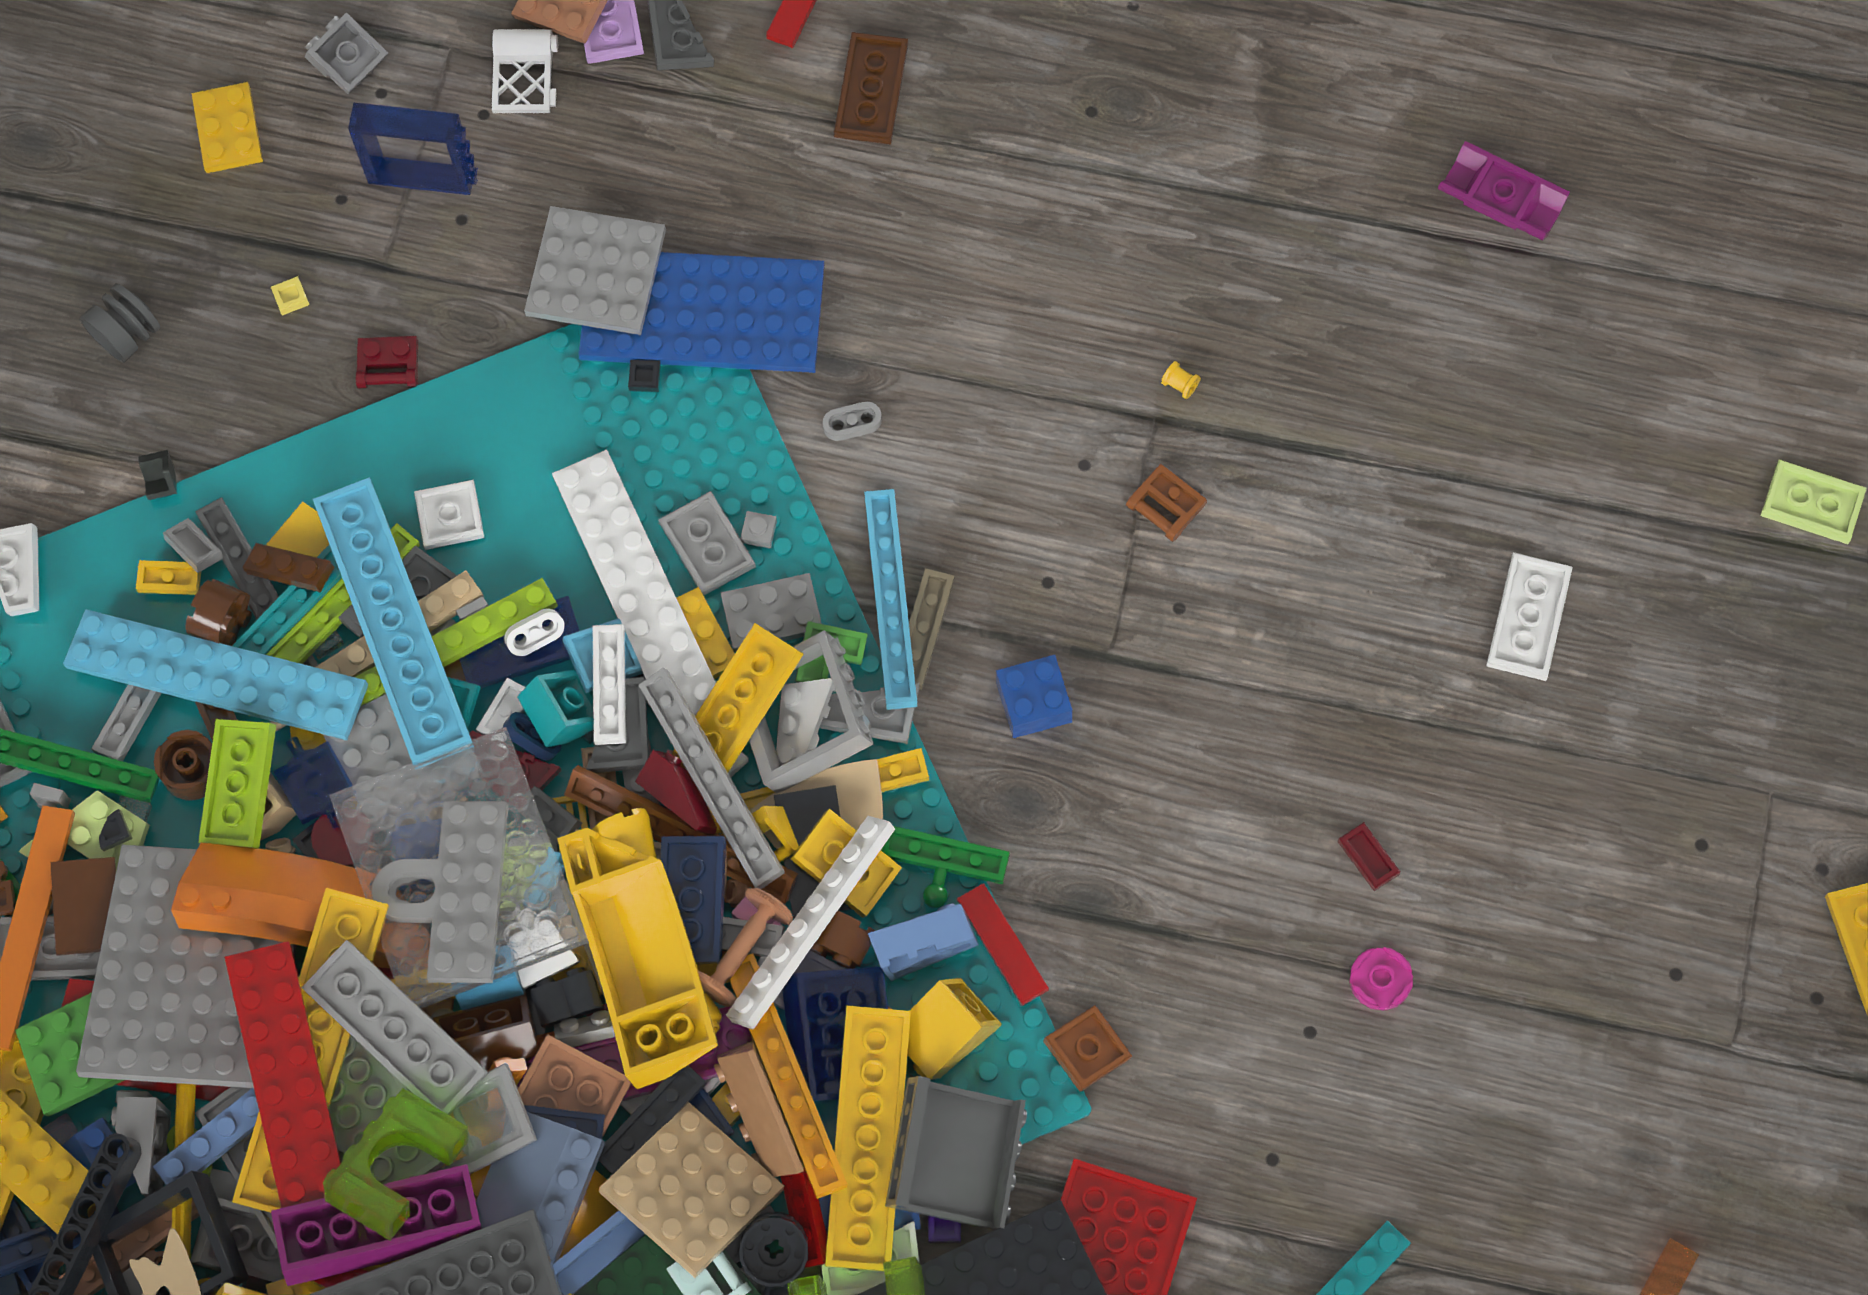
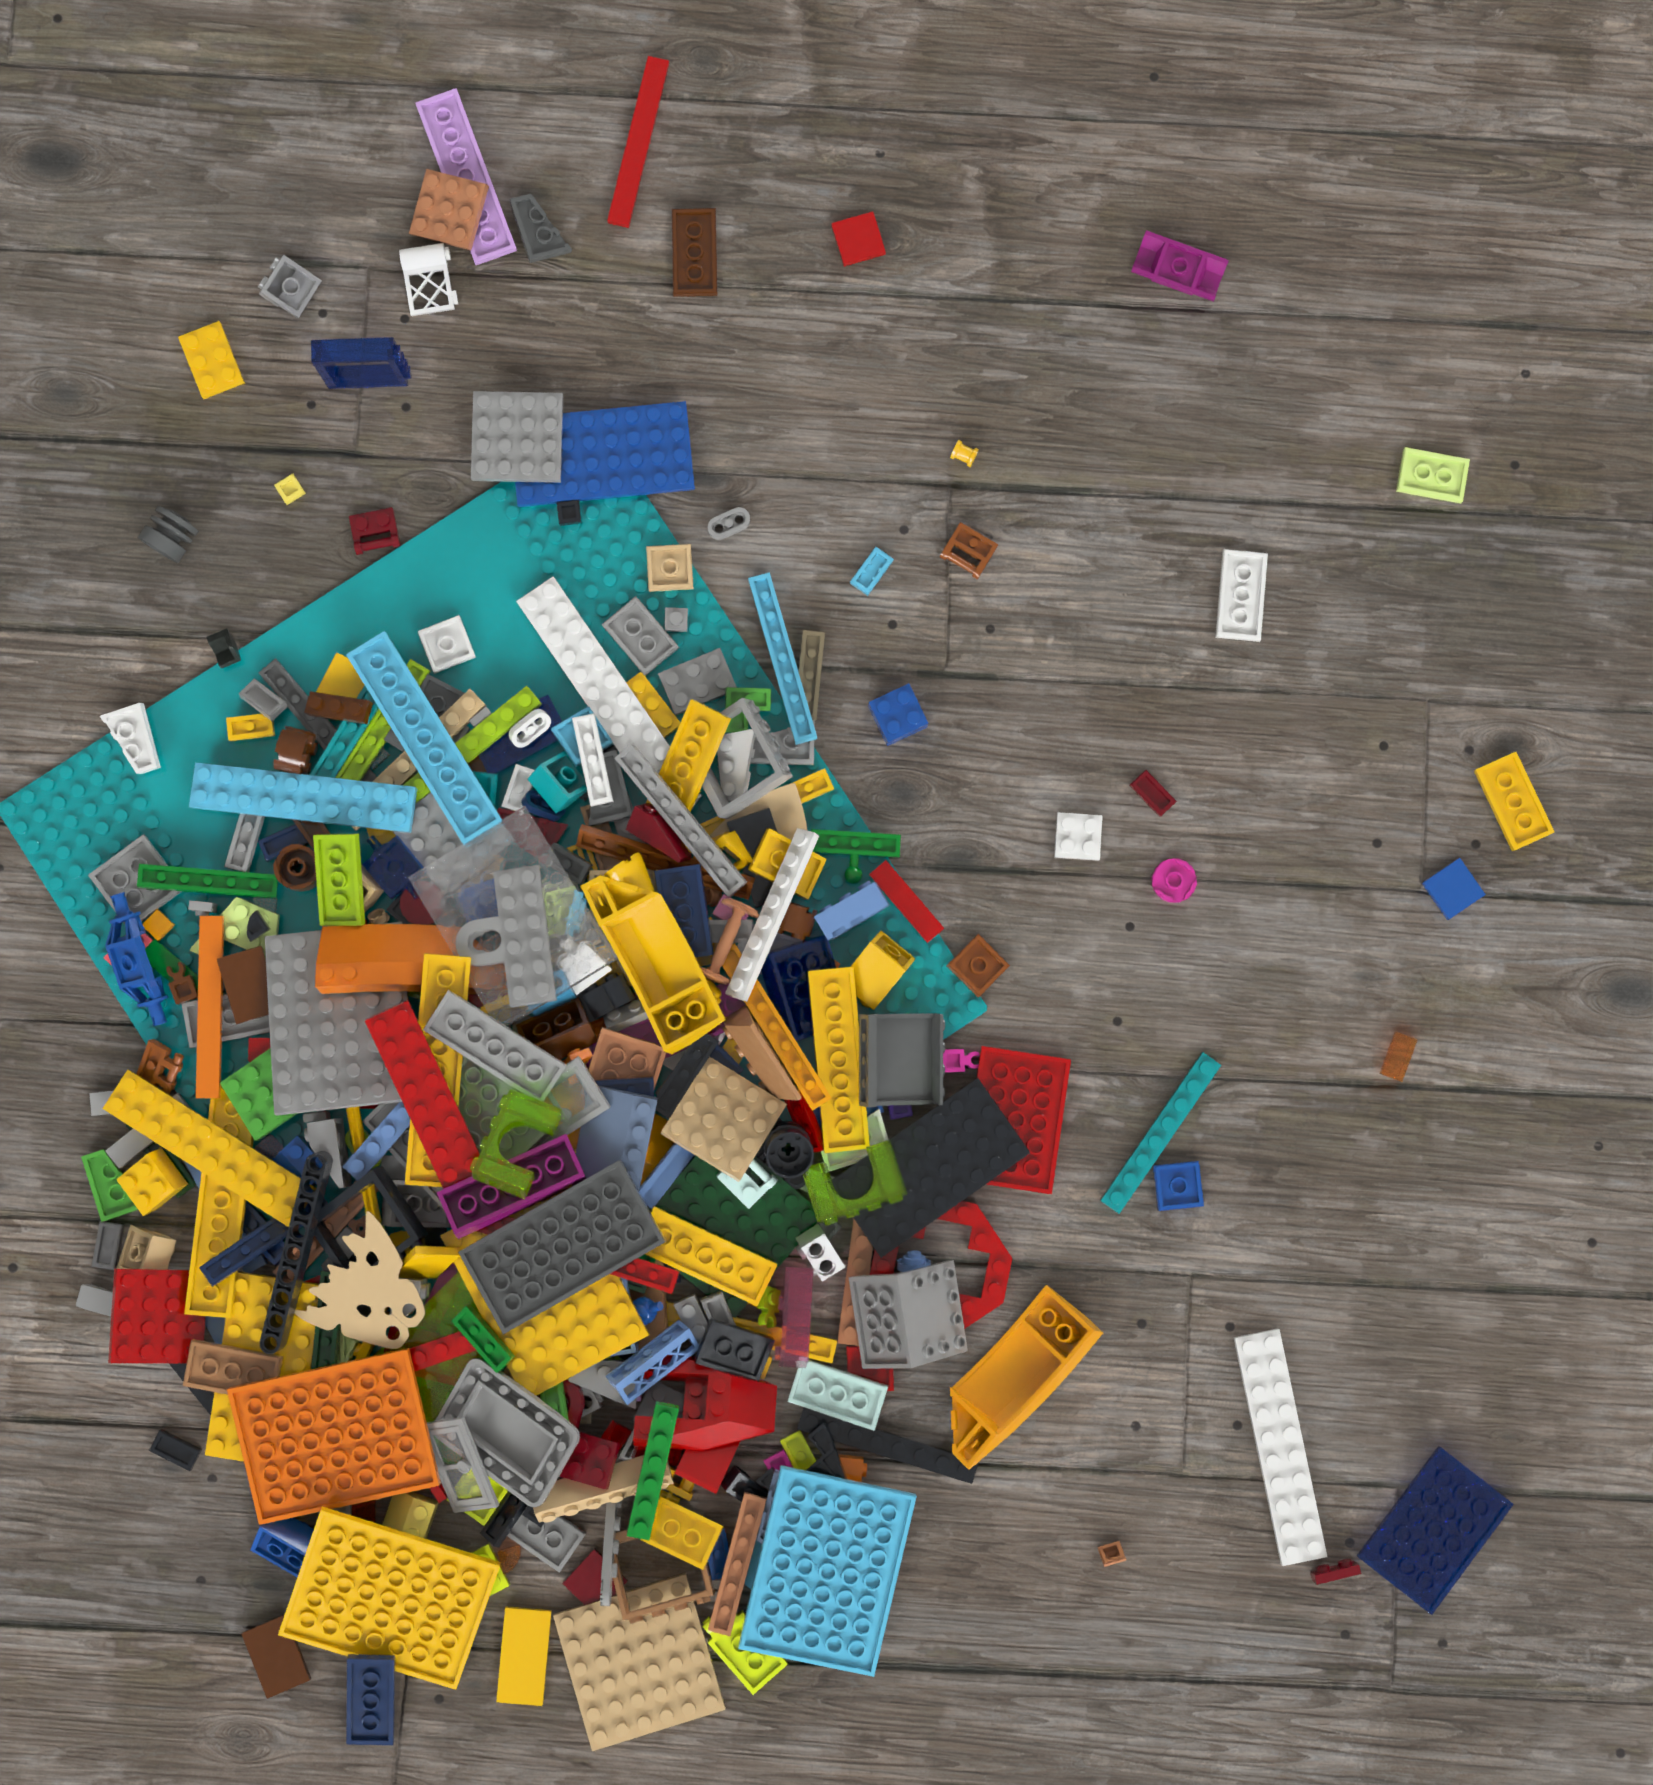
camera: 20 degrees left, 15 degrees up
(158, 731) = (276, 842): none -> dark blue tile
(762, 463) = (669, 567): none -> tan tile
(1031, 509) = (871, 571): none -> medium azure plate
(1033, 1174) = (955, 1060): none -> dark pink plate
(1086, 101) = (858, 239): none -> red tile
(1256, 897) = (1078, 836): none -> white plate
(1777, 1053) = (1453, 888): none -> blue tile

